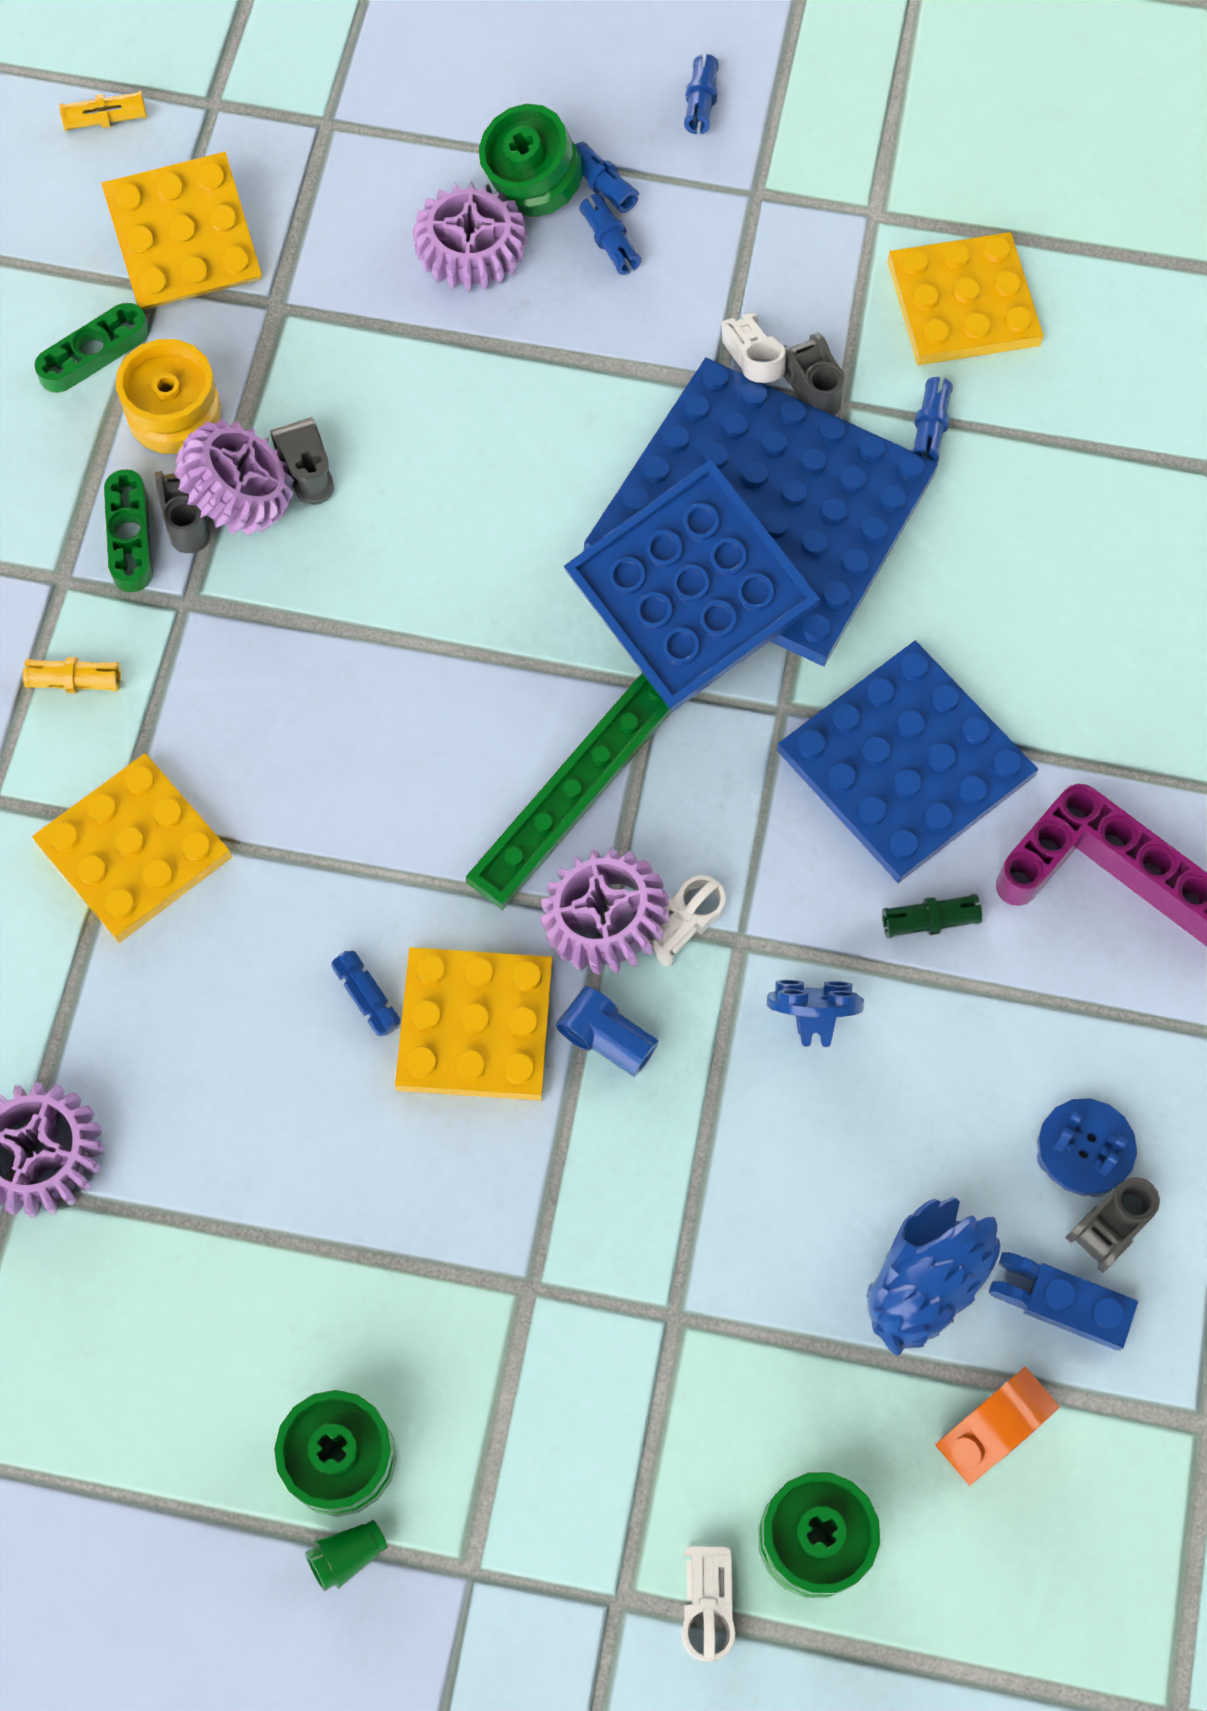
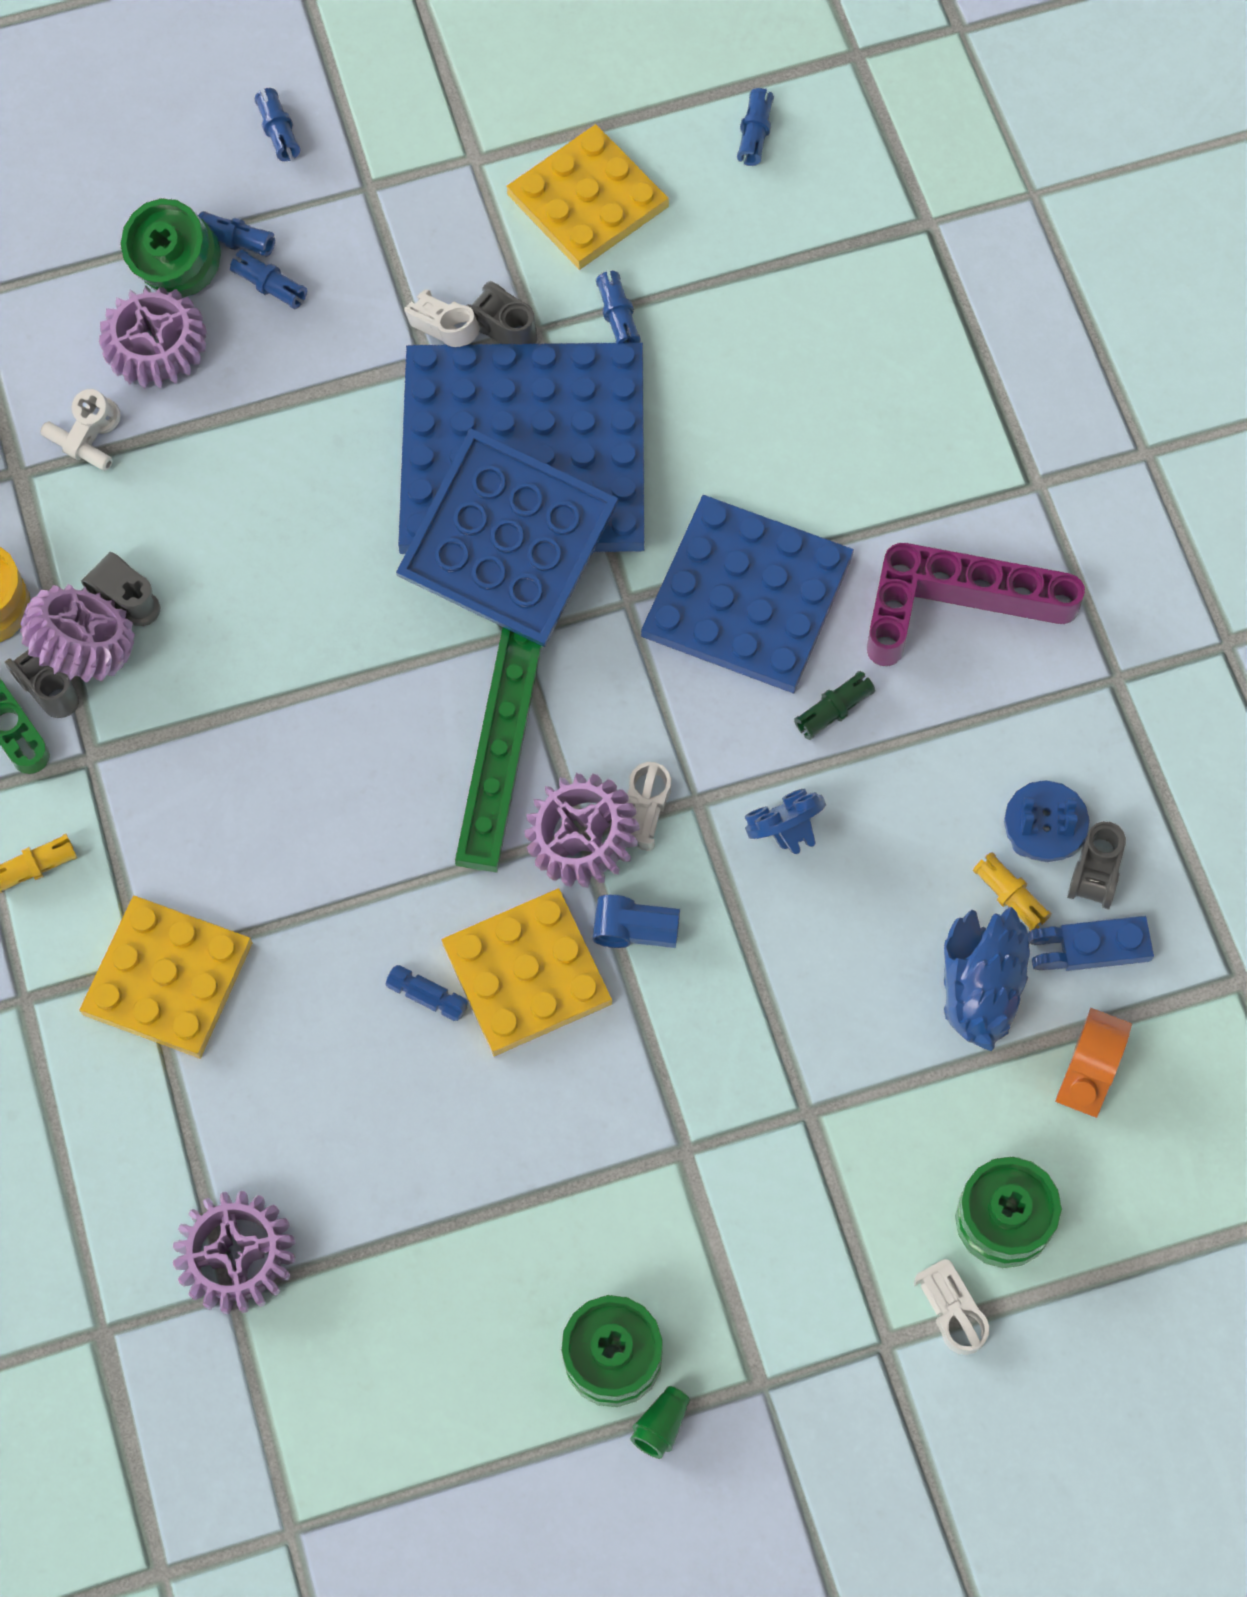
camera: 25 degrees left, 0 degrees up
(360, 291) = (79, 440): none -> white piece
(1010, 1201) = (1012, 891): none -> yellow pin
(1170, 307) = (755, 126): none -> blue pin

